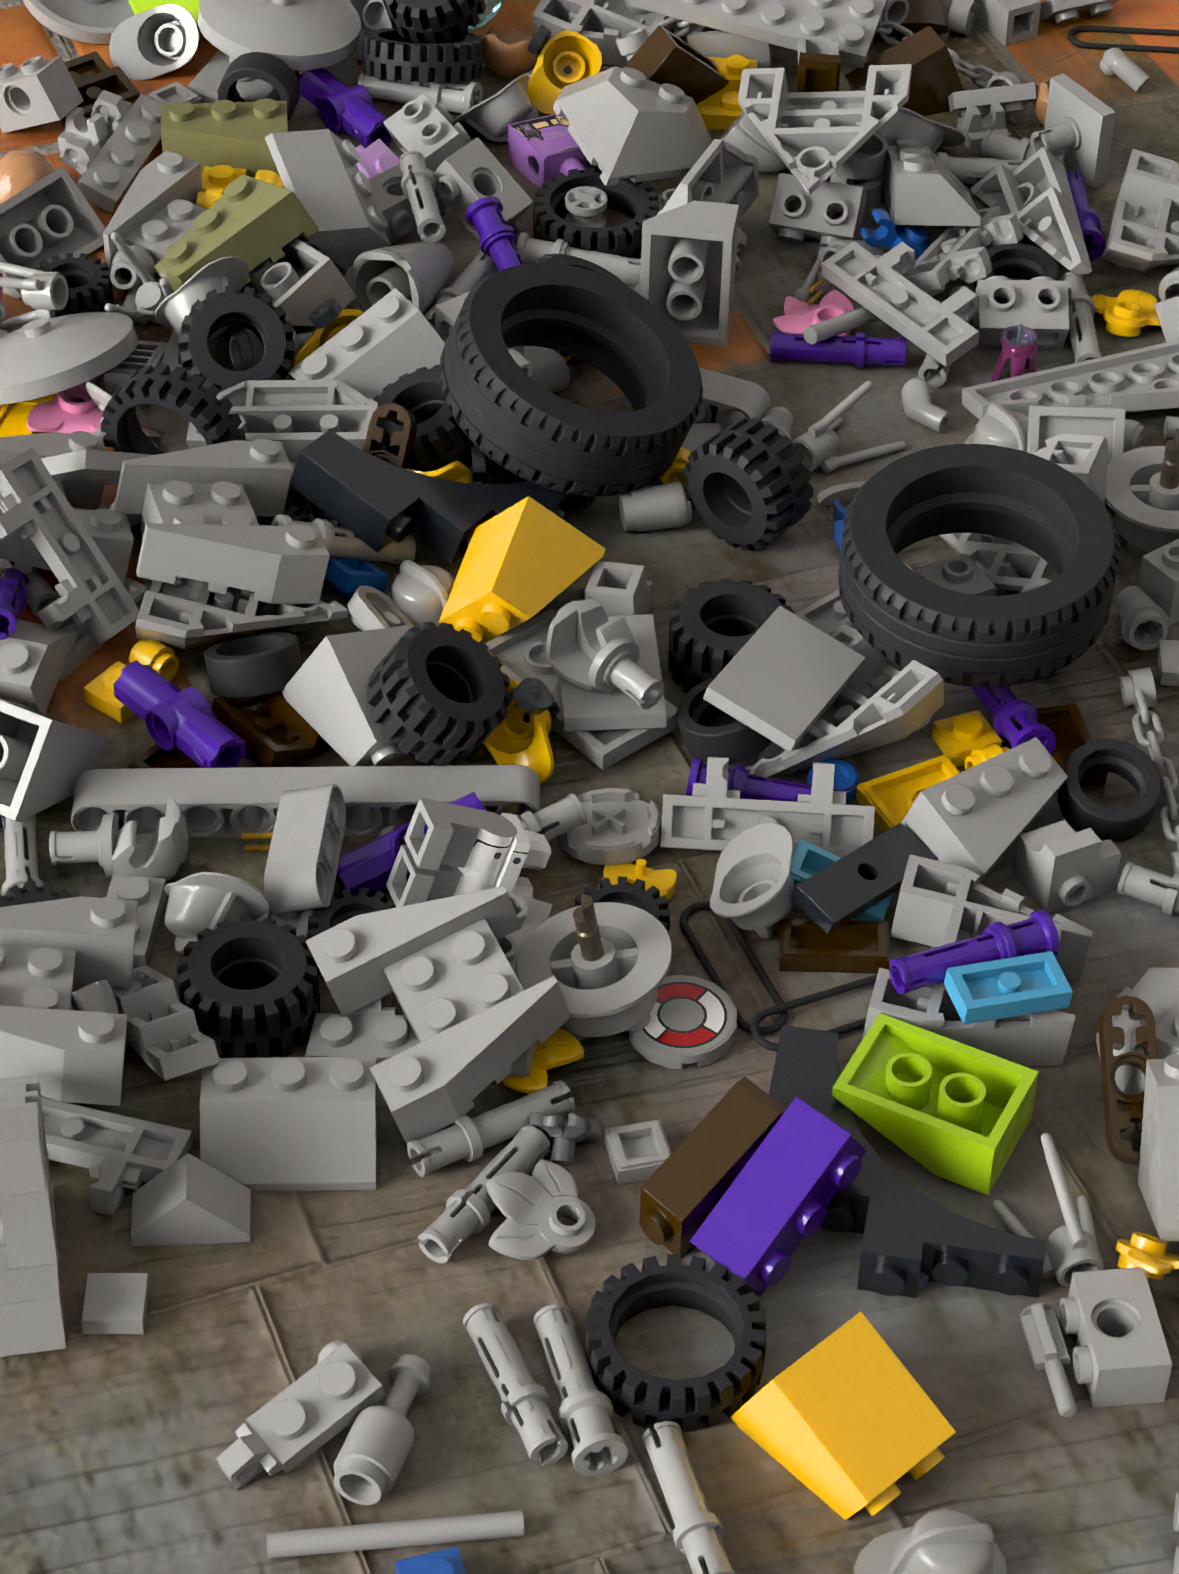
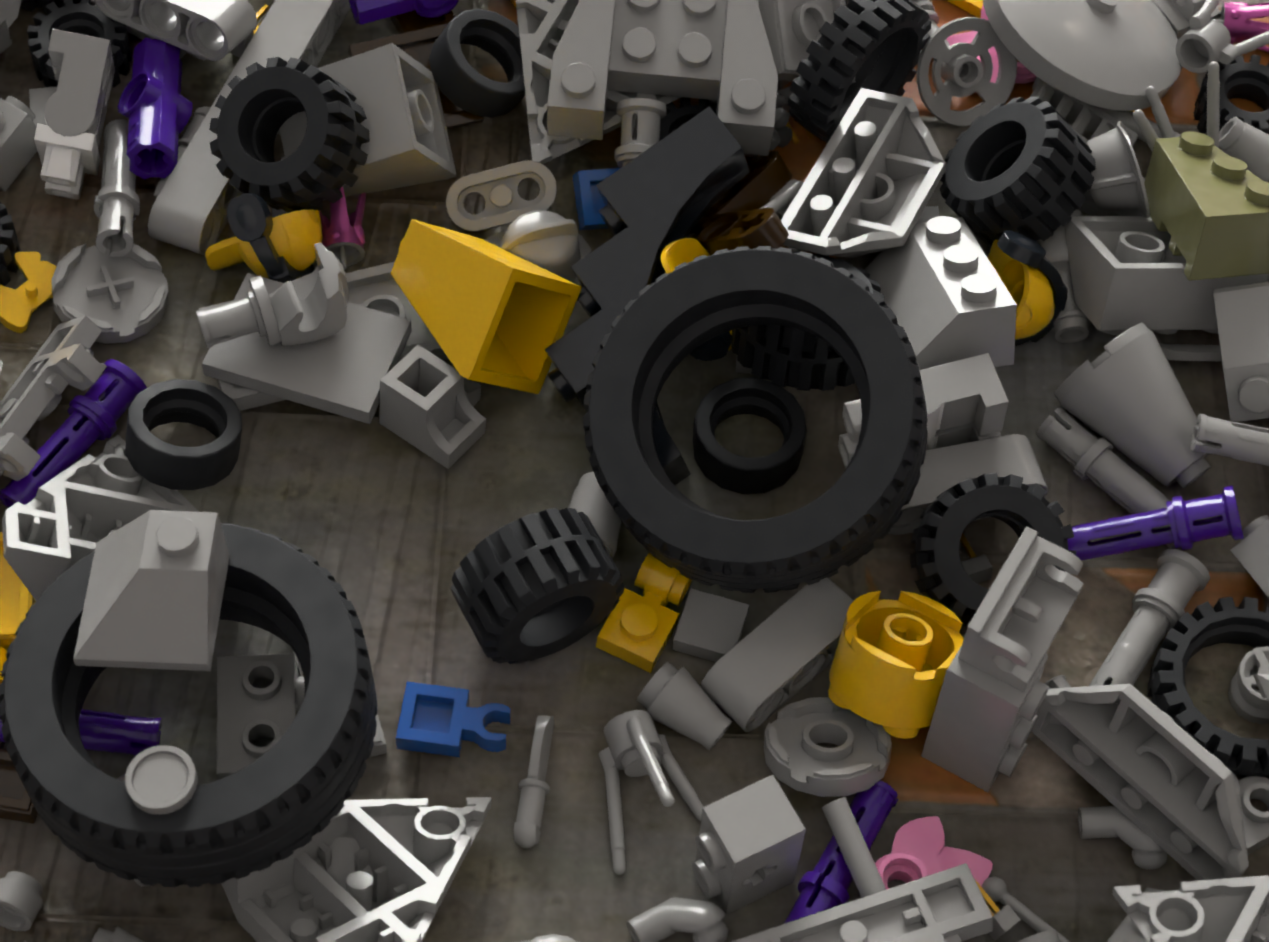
camera: 110 degrees right, 15 degrees up
(678, 204) = (1022, 610): none -> light grey hinge
(703, 320) = (894, 660): none -> yellow brick
(714, 625) = (297, 446): black tyre -> none
(778, 345) = (821, 771): none -> light grey tile
(784, 678) = (161, 453): light grey tile -> none
(863, 350) = (748, 845): none -> light grey brick
(939, 543) = (155, 594): none -> light grey slope
(1066, 506) = (161, 779): none -> light grey piece

